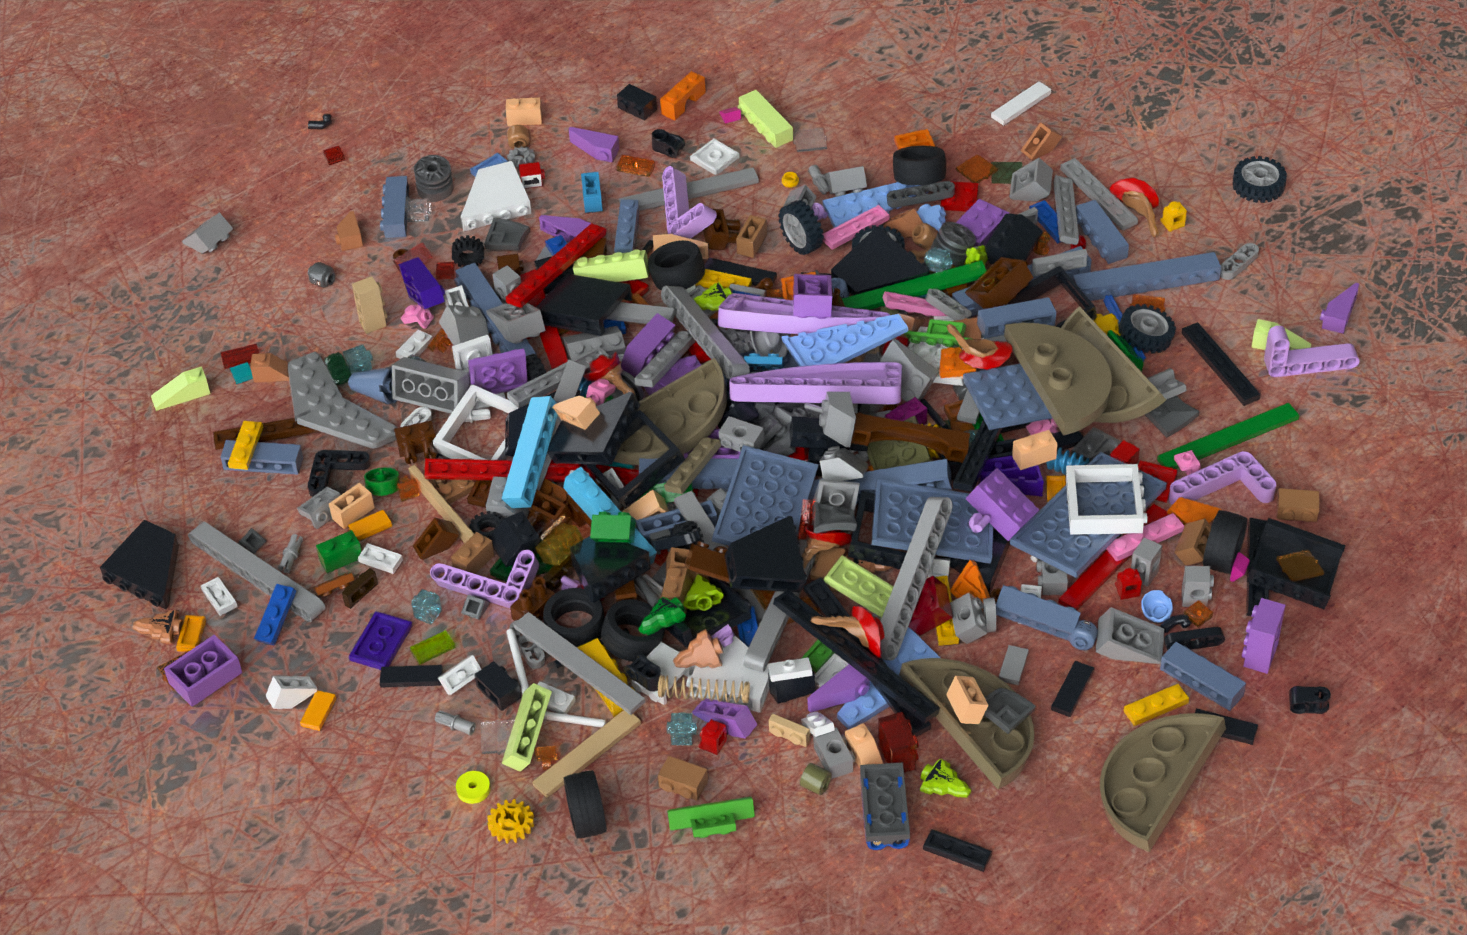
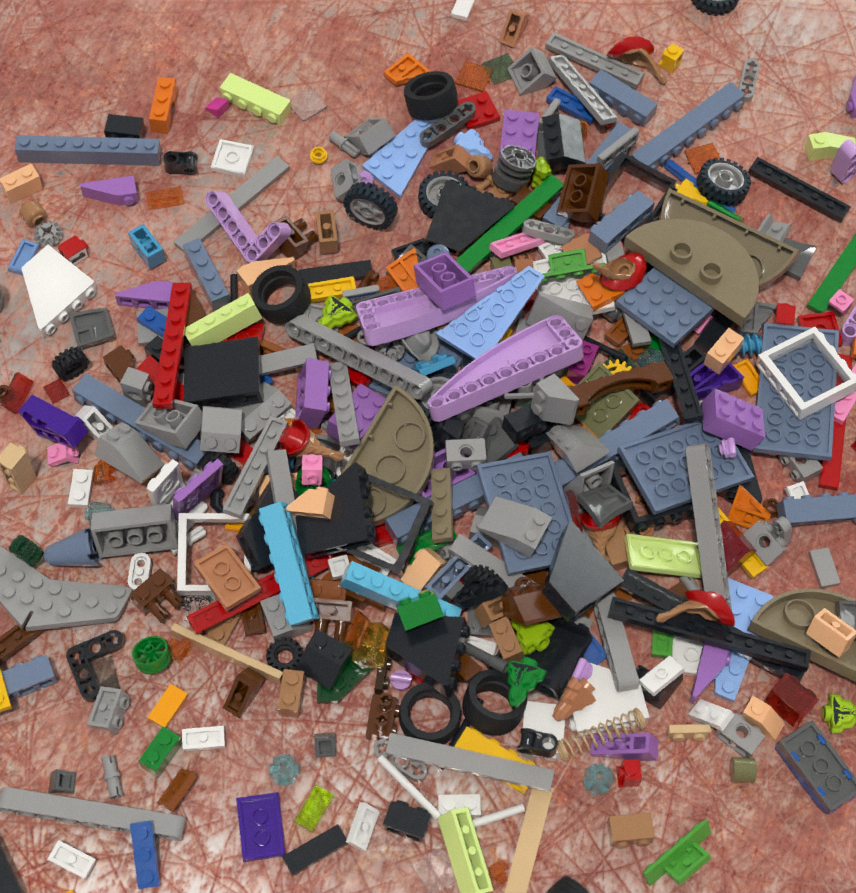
camera: 35 degrees left, 15 degrees up
(351, 505) = (141, 697): light nougat brick -> none
(358, 359) = (39, 530): clear light blue brick -> none
(359, 588) = (206, 773): dark brown plate -> none
(455, 722) = (389, 879): light grey axle -> none
(476, 443) = (227, 577): none -> nougat plate
(488, 585) = (327, 718): lavender beam -> none
(549, 338) = (220, 429): none -> light grey slope
(596, 107) = (88, 150): none -> sand blue brick
(742, 503) = (515, 525): none -> light grey slope
(847, 230) = (411, 182): bright pink plate -> none
(938, 259) = (515, 189): clear light blue head -> none

